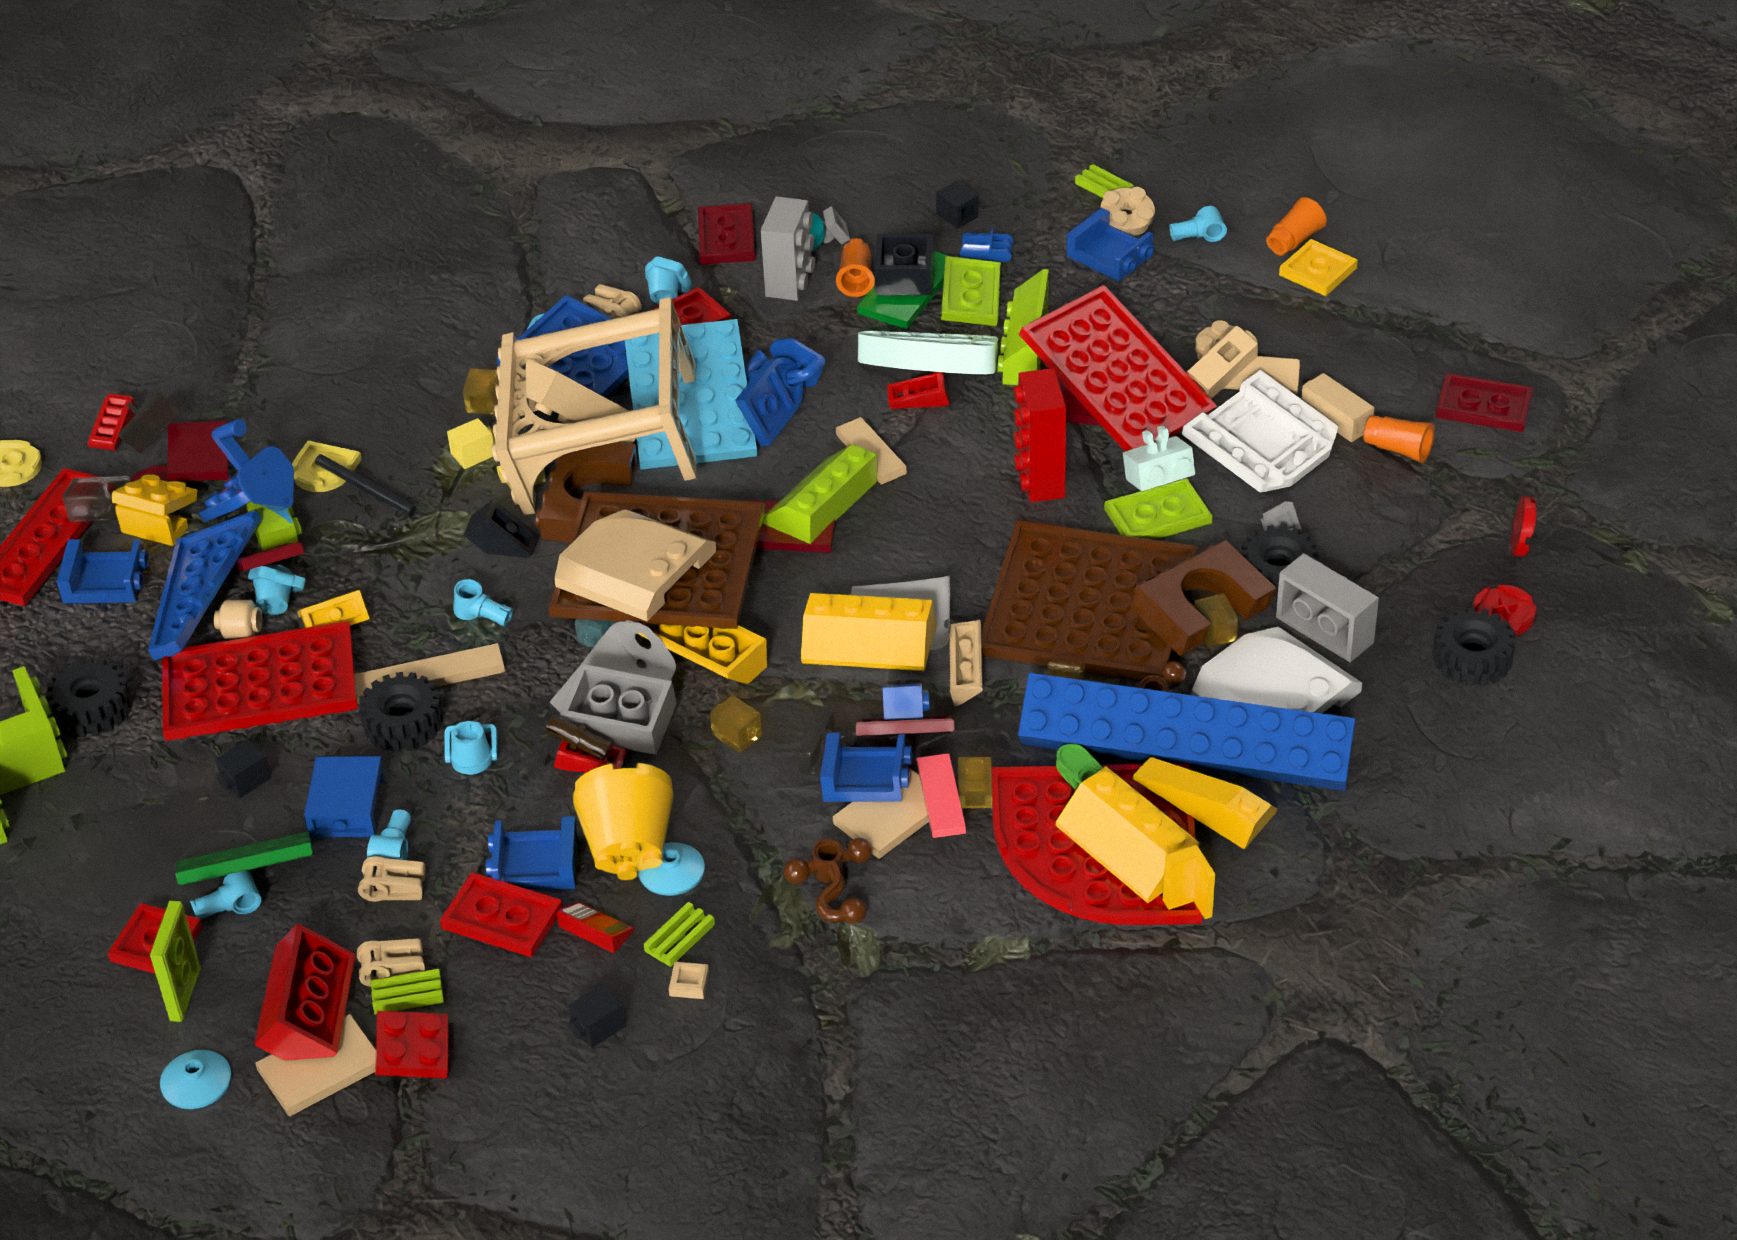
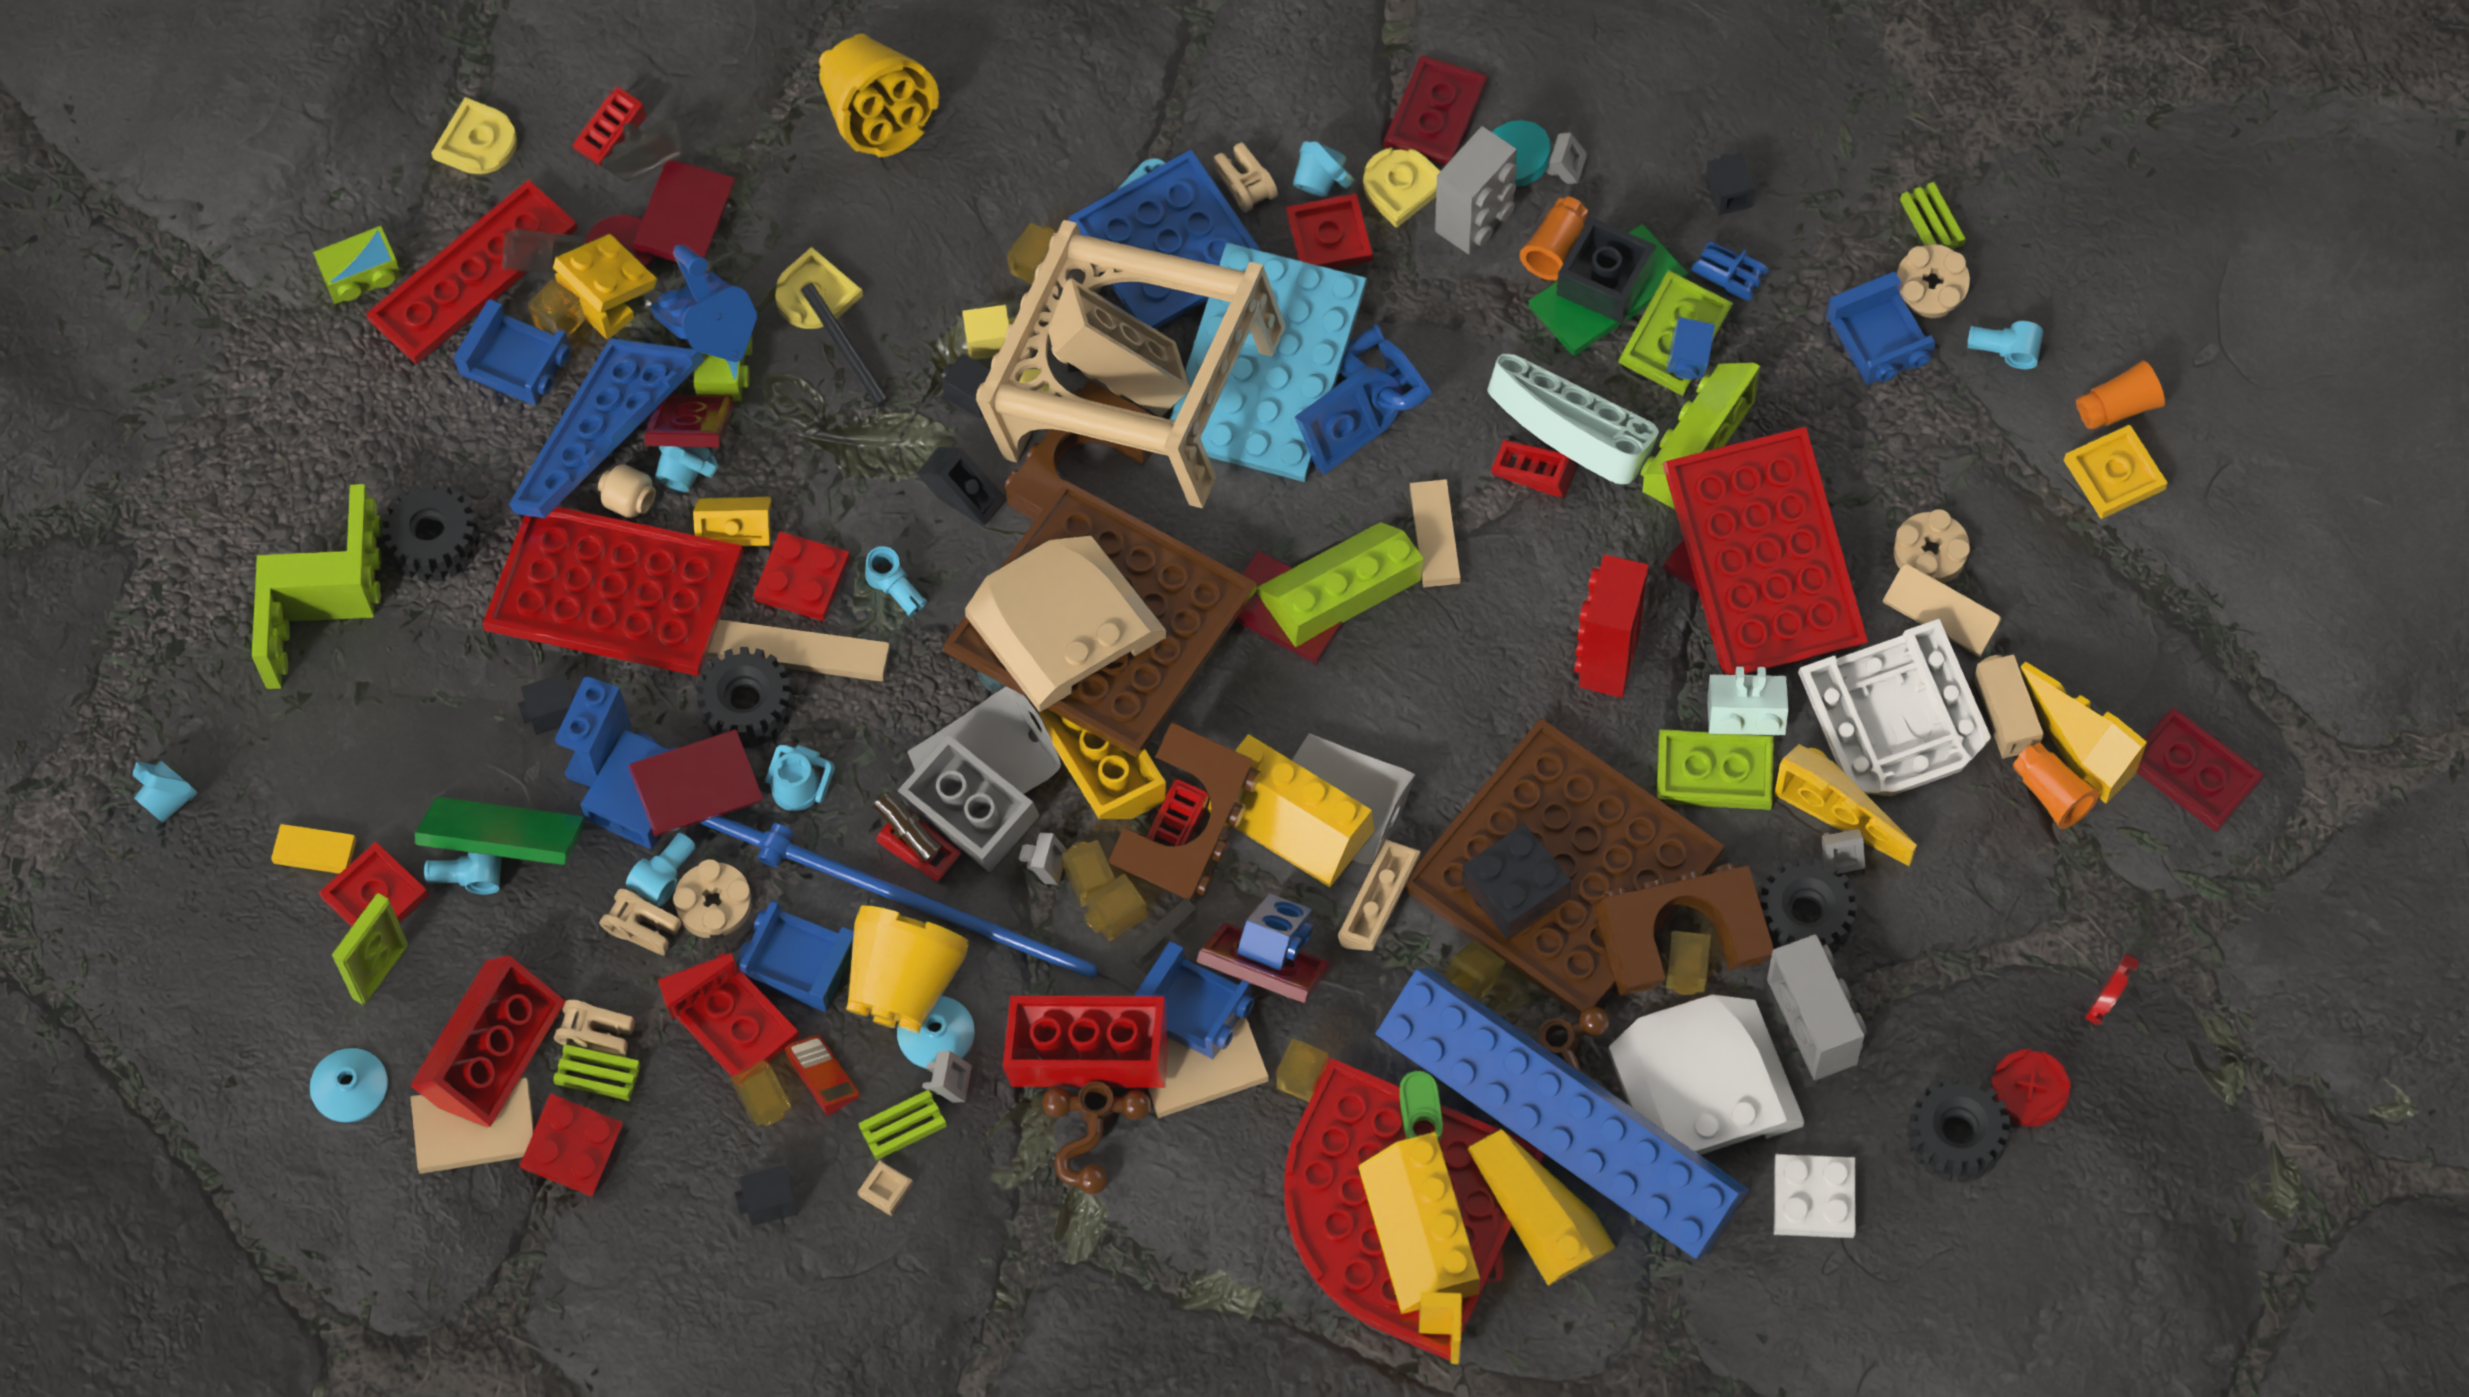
camera: 25 degrees right, 20 degrees up
(86, 931) = (313, 849): none -> yellow tile
(123, 529) = (556, 309): none -> clear yellow brick
(293, 752) = (592, 728): none -> blue panel
(314, 332) = (876, 95): none -> yellow cone
(392, 768) = (695, 783): none -> dark red tile
(405, 629) = (802, 576): none -> red plate
(440, 832) = (707, 879): none -> tan plate
(462, 892) = (695, 983): none -> red slope
(475, 476) = (962, 381): none -> black brick
(477, 793) = (777, 846): none -> blue bar
(555, 949) = (761, 1094): none -> clear yellow brick
(695, 727) = (1045, 858): none -> light grey tile
(699, 887) = (949, 1077): none -> light grey tile
(726, 277) = (1399, 183): none -> light yellow tile
(769, 737) = (1115, 908): none -> clear yellow brick
(783, 662) = (1189, 795): none -> red slope
(799, 814) = (1086, 1041): none -> red slope
(810, 614) = (1188, 867): none -> reddish brown arch
(941, 795) = (1256, 1072): coral tile -> none
(989, 287) = (1690, 348): none -> blue brick
(1064, 609) = (1516, 881): none -> black brick
(1224, 361) = (1904, 586): tan brick -> none
(1251, 494) = (1826, 792): none -> yellow wedge
(1399, 725) = (1814, 1196): none -> white plate
(1407, 397) = (2093, 745): none -> yellow wedge

